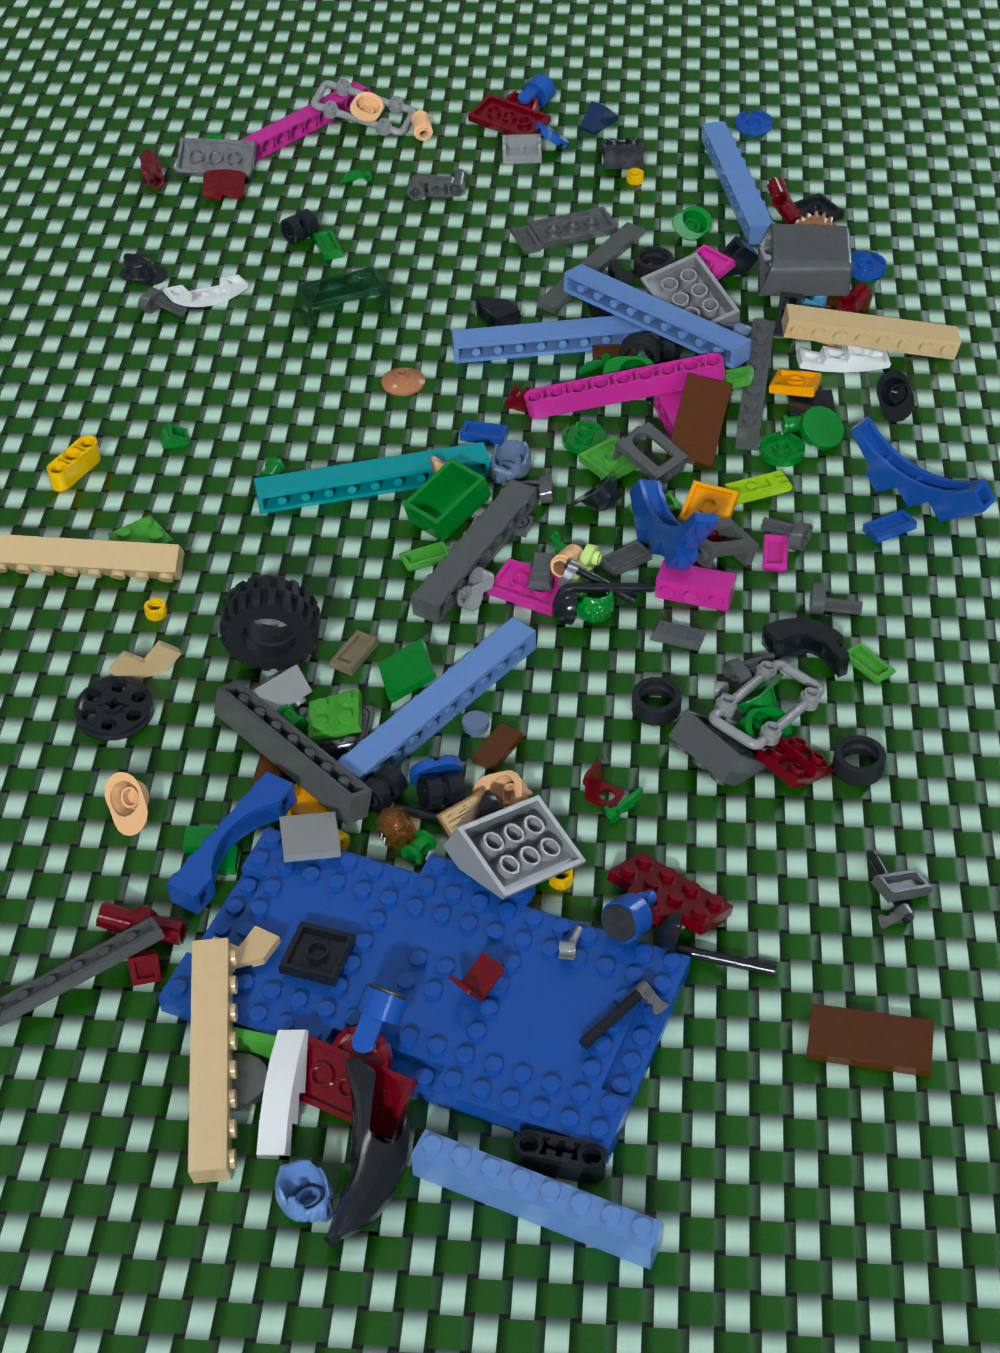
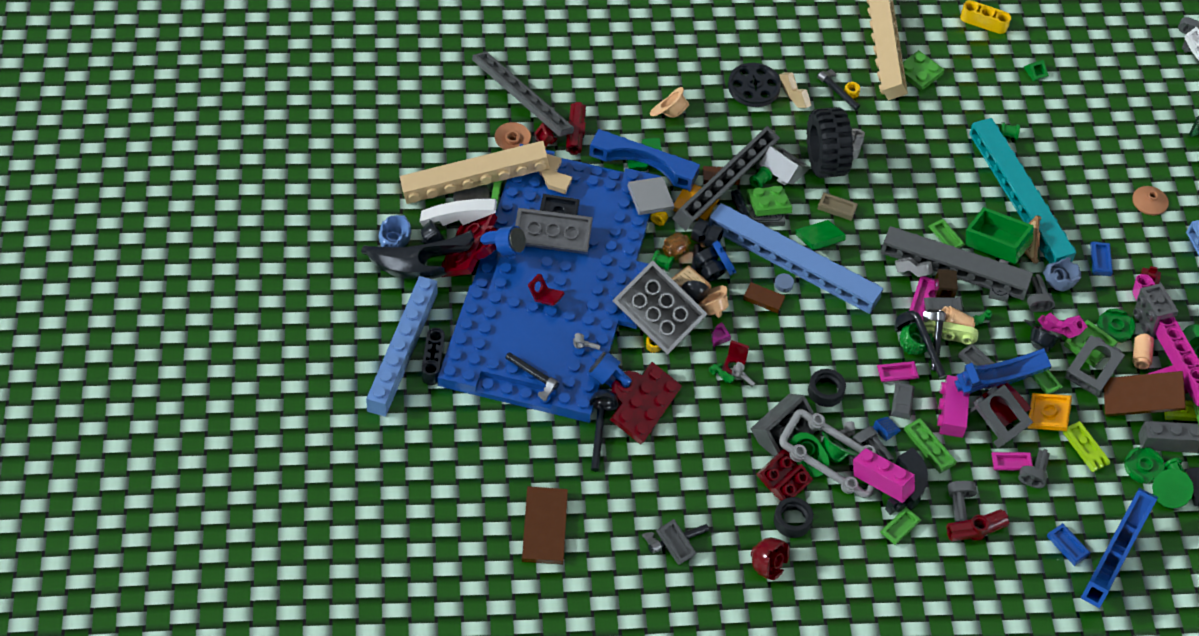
camera: 75 degrees right, 10 degrees up
(124, 633) = (825, 77): none -> black piece
(131, 1001) = (512, 135): none -> nougat dish
(323, 1132) = (431, 233): none -> black piece
(355, 958) = (555, 230): none -> flat silver tile
(513, 560) = (946, 283): none -> dark brown brick
(556, 802) = (720, 335): none -> magenta tile
(582, 393) = (1153, 305): none -> flat silver bracket
(594, 465) = (1070, 327): none -> dark pink piece
(622, 787) = (737, 371): none -> light grey hand
(625, 419) = (1143, 351): none -> light nougat head
(635, 632) = (897, 371): none -> dark pink tile
(718, 655) = (886, 428): none -> blue slope
(746, 620) = (930, 445): none -> bright green tile
(811, 653) = (884, 475): none -> dark pink brick
(872, 592) = (967, 529): none -> dark red piece
(925, 788) = (769, 557): none -> dark red cylinder

